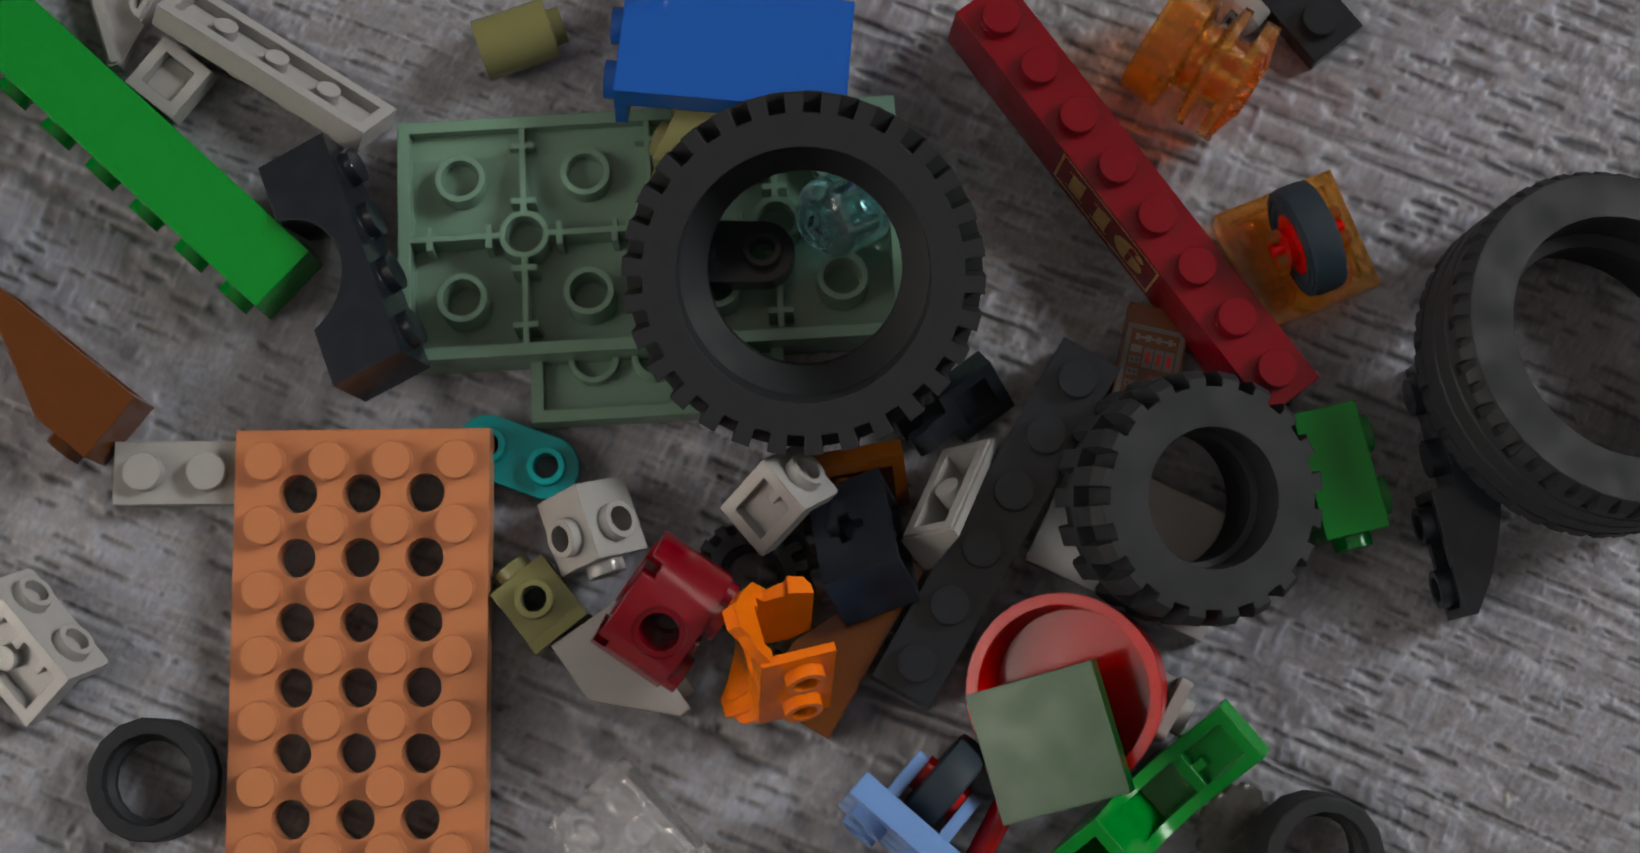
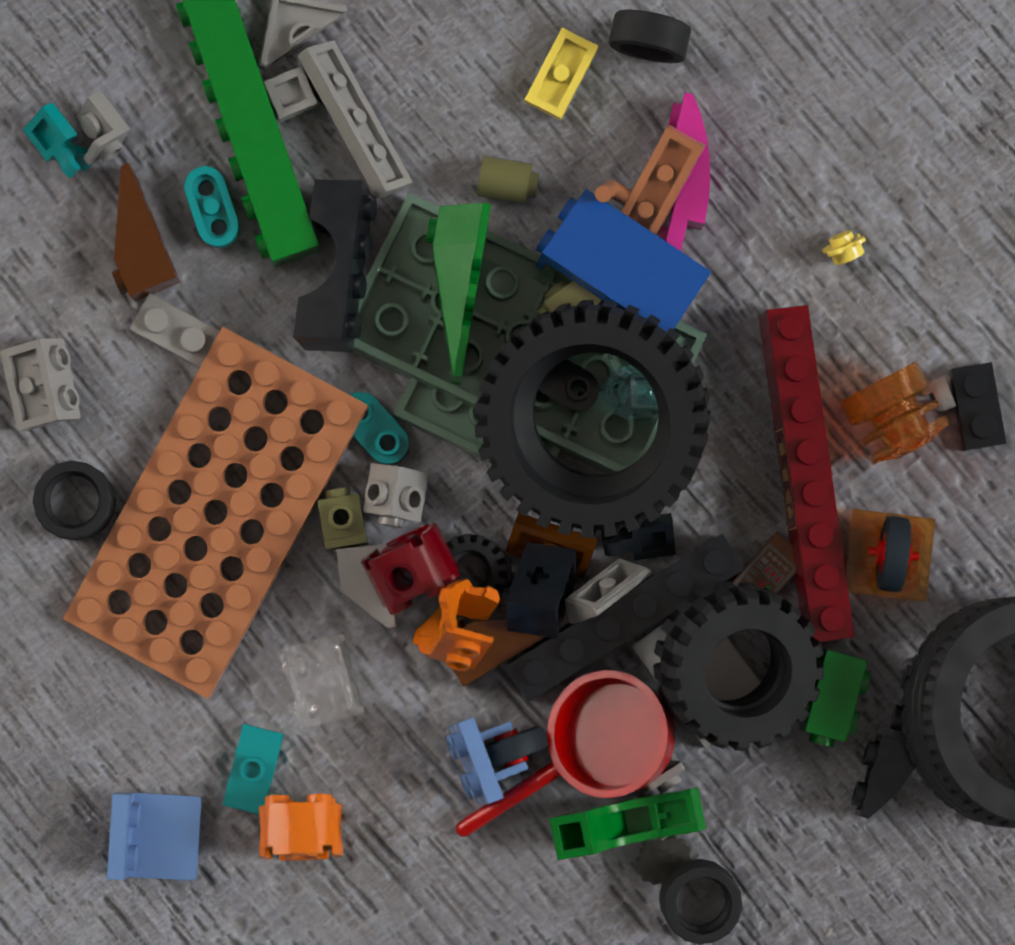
camera: 25 degrees right, 5 degrees up
(144, 285) = (211, 208): none -> teal plate
(505, 168) = (457, 259): none -> green wedge
(778, 498) = (508, 537): light grey bracket -> none
(1050, 742) = (584, 756): dark green tile -> none

